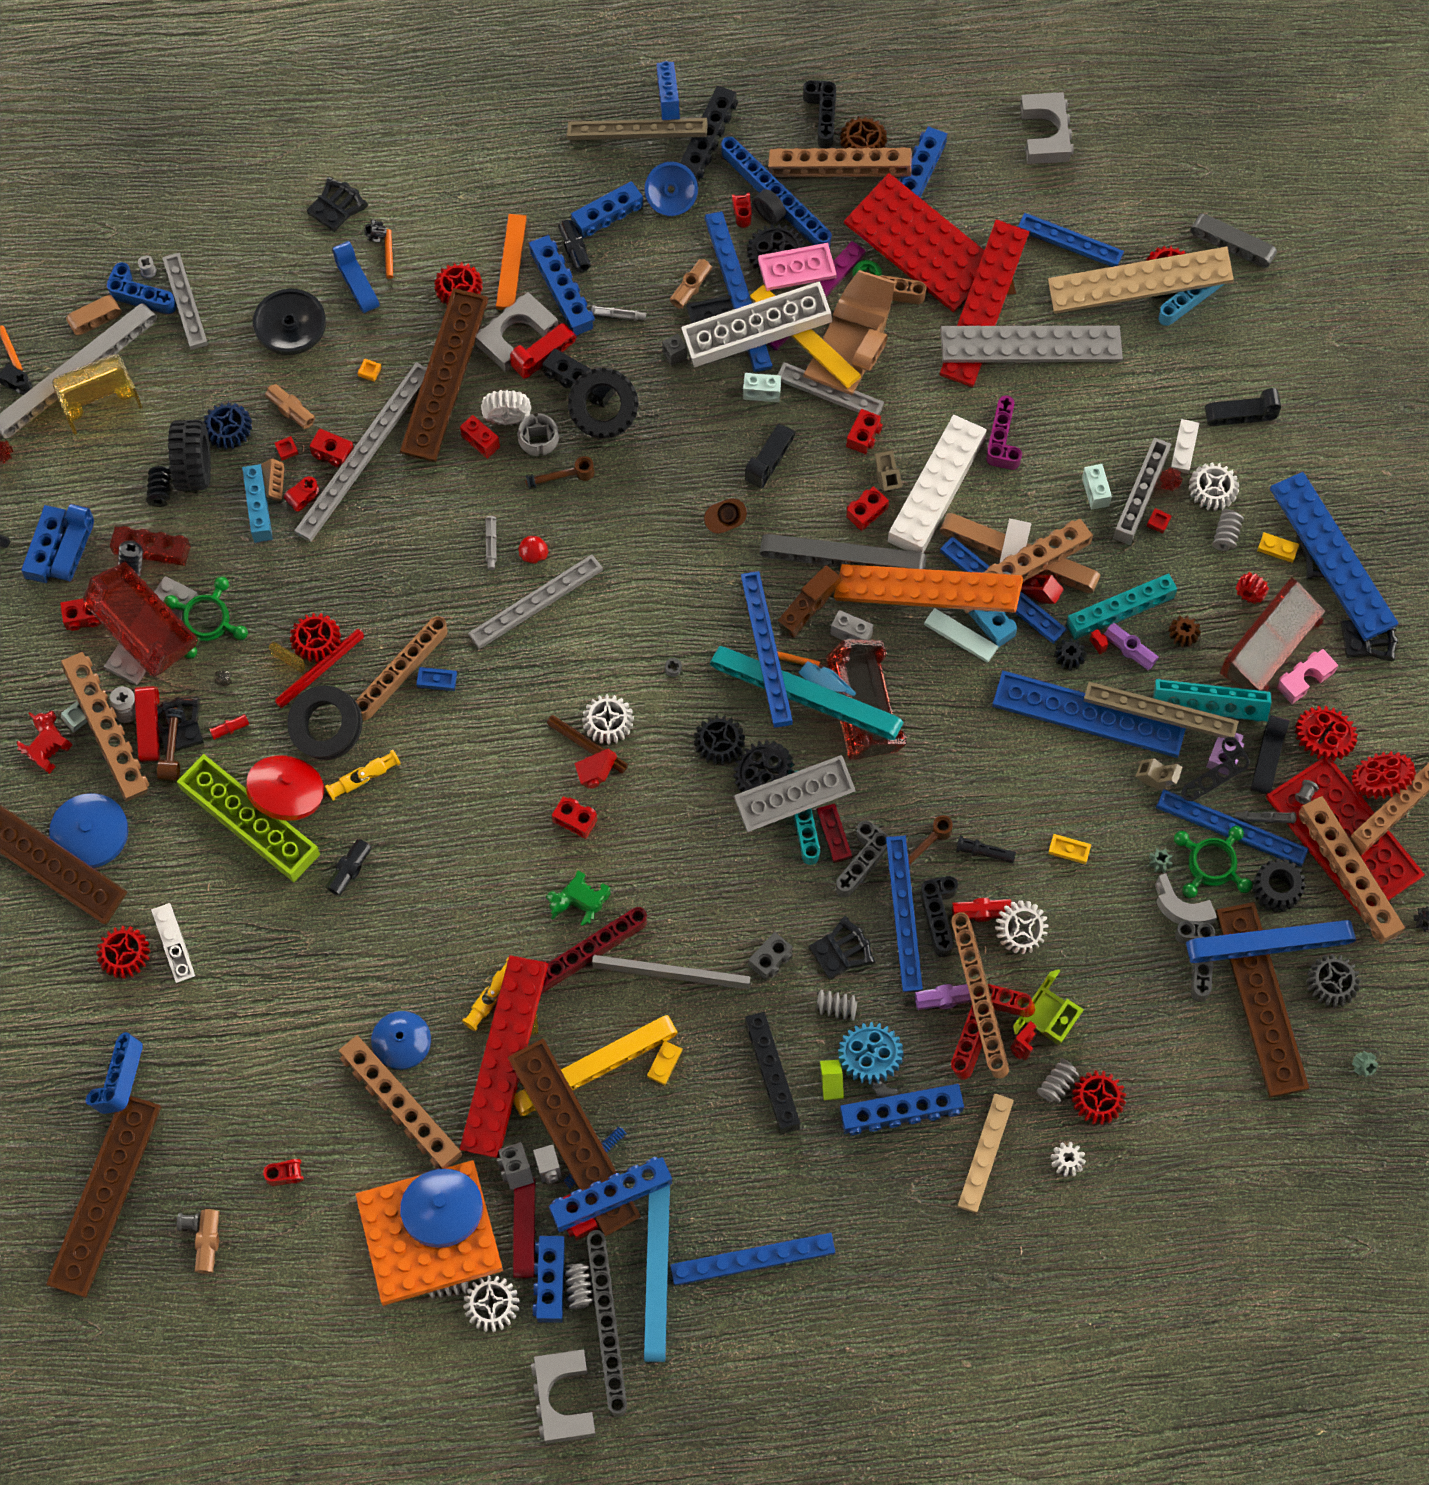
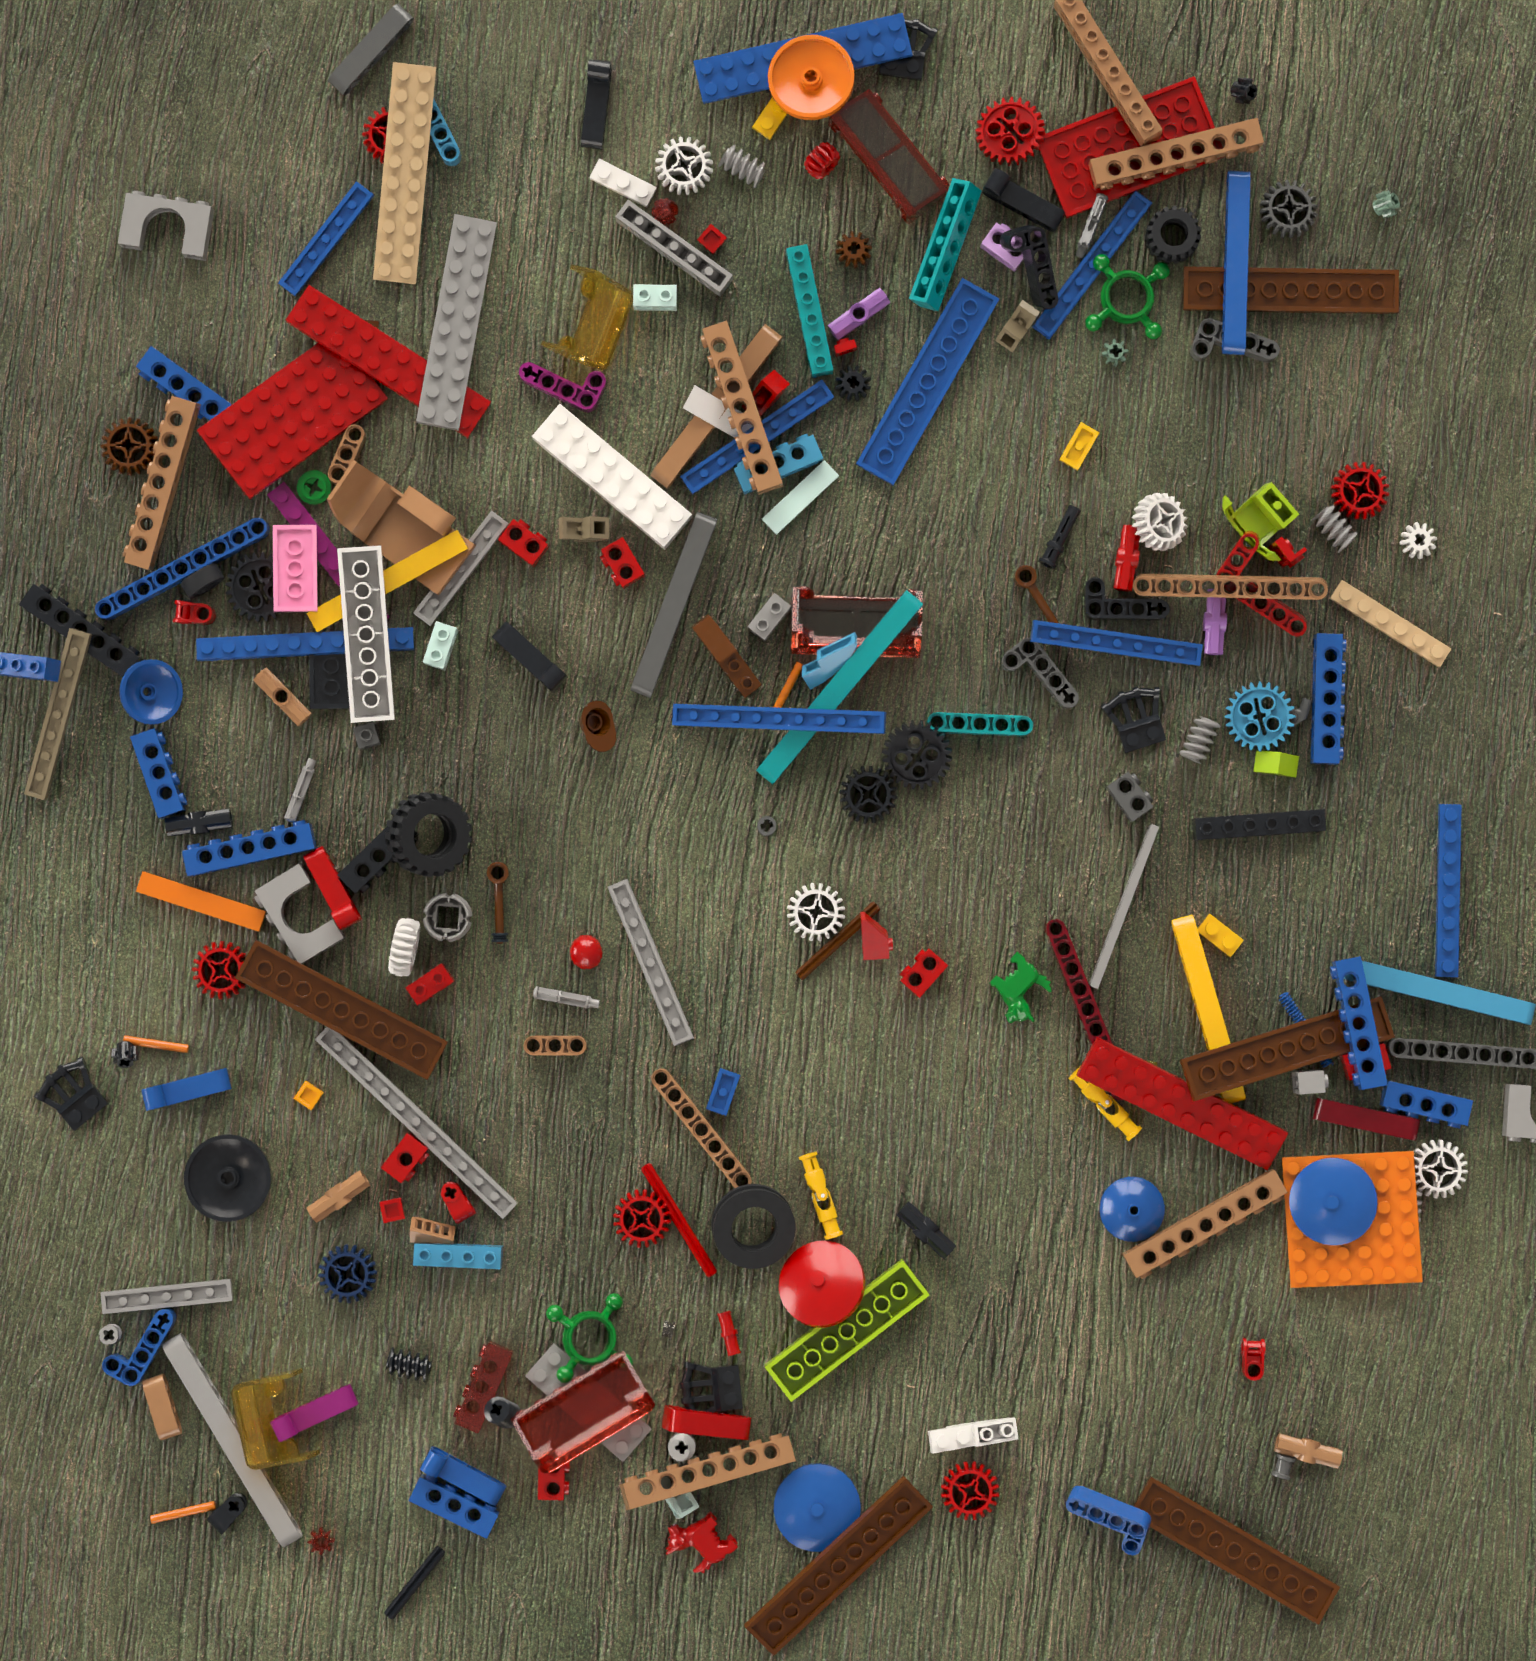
camera: 80 degrees left, 20 degrees up
(105, 421) = (314, 1412): none -> magenta beam
(168, 768) = (765, 1408): reddish brown piece -> none
(189, 455) = (390, 1324): black tyre -> none
(287, 656) = (659, 1253): clear yellow tile -> none
(446, 533) = (544, 1041): none -> medium nougat beam
(515, 1166) = (1302, 1112): dark grey brick -> none
(578, 1285) = (1440, 1074): light grey piece -> none
(794, 793) = (959, 728): light grey plate -> none
(824, 94) = (84, 485): black beam -> none
(834, 833) = (1004, 695): dark red plate -> none
(929, 588) = (749, 520): orange plate -> none
(1061, 452) = (600, 322): none -> clear yellow windscreen
(1160, 710) = (949, 304): dark tan plate -> none
(1178, 910) = (1184, 334): light grey arch -> none
(1306, 792) = (1077, 174): dark grey bush -> none
(1318, 557) = (811, 77): none -> orange dish
(1318, 665) = (943, 149): bright pink arch -> none
(1383, 775) = (1061, 80): red gear -> none

